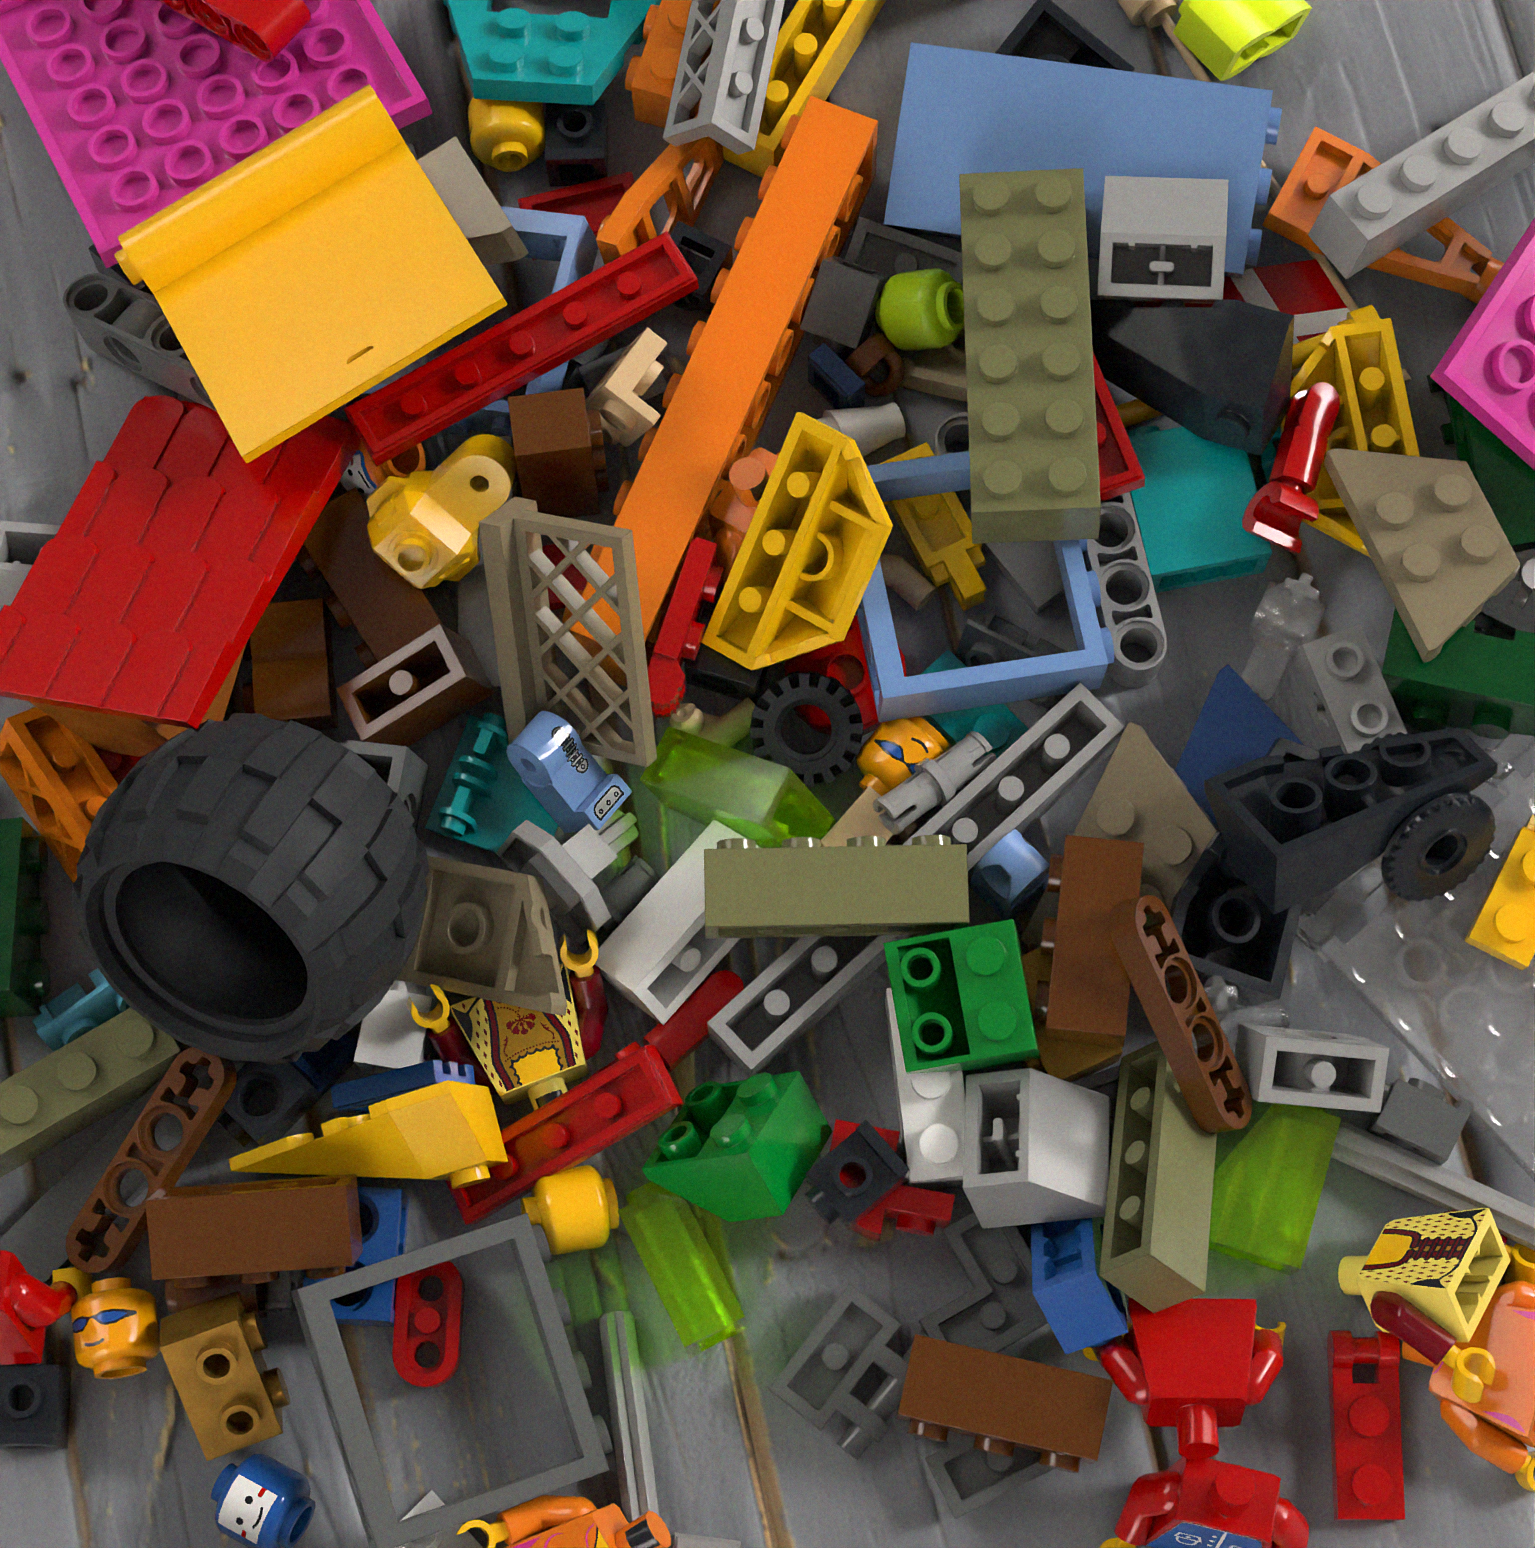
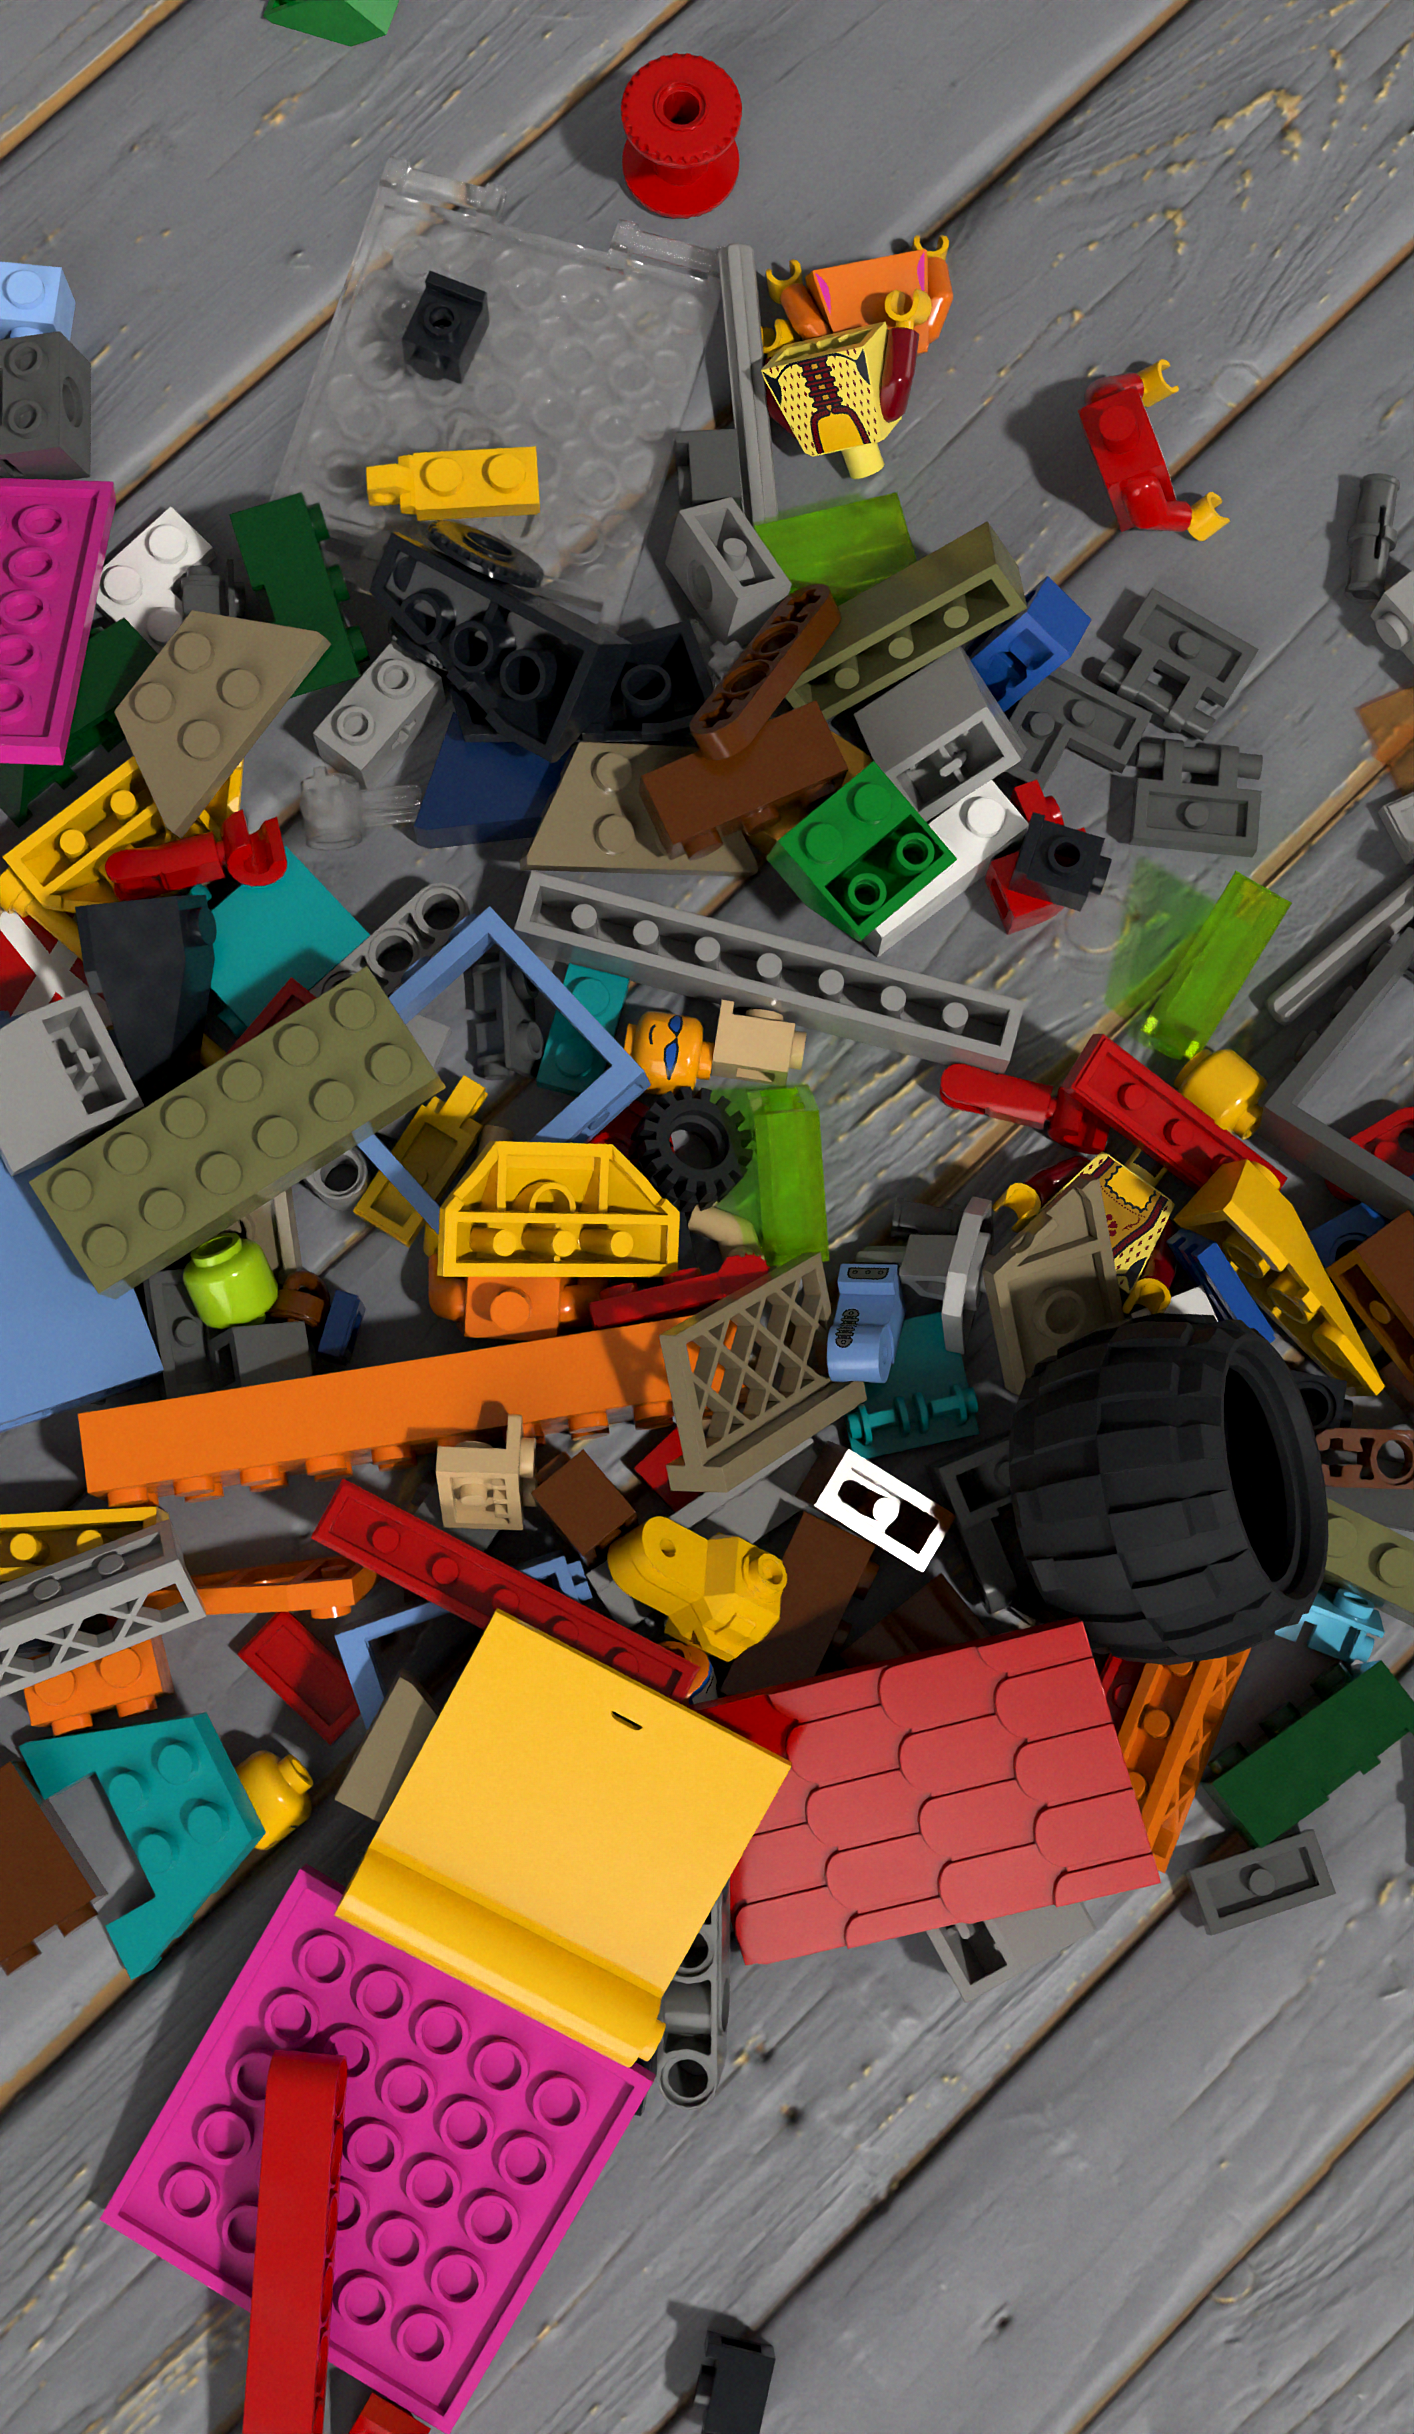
camera: 130 degrees left, 5 degrees up
(576, 143) = (257, 1712): black brick -> none
(662, 945) = (921, 1145): white brick -> none
(704, 269) = (299, 1515): black brick -> none
(741, 1145) = (1087, 977): green slope -> none
(835, 889) = (837, 1011): olive brick -> none
(868, 426) = (383, 1285): white cone -> none
(934, 782) = (678, 1002): light grey pin -> none
(1004, 1403) = (1154, 653): reddish brown brick -> none
(1010, 876) = (715, 889): medium blue leg -> none
(1193, 1366) = (1035, 513): red torso -> none
(1365, 1428) = (980, 394): red plate -> none

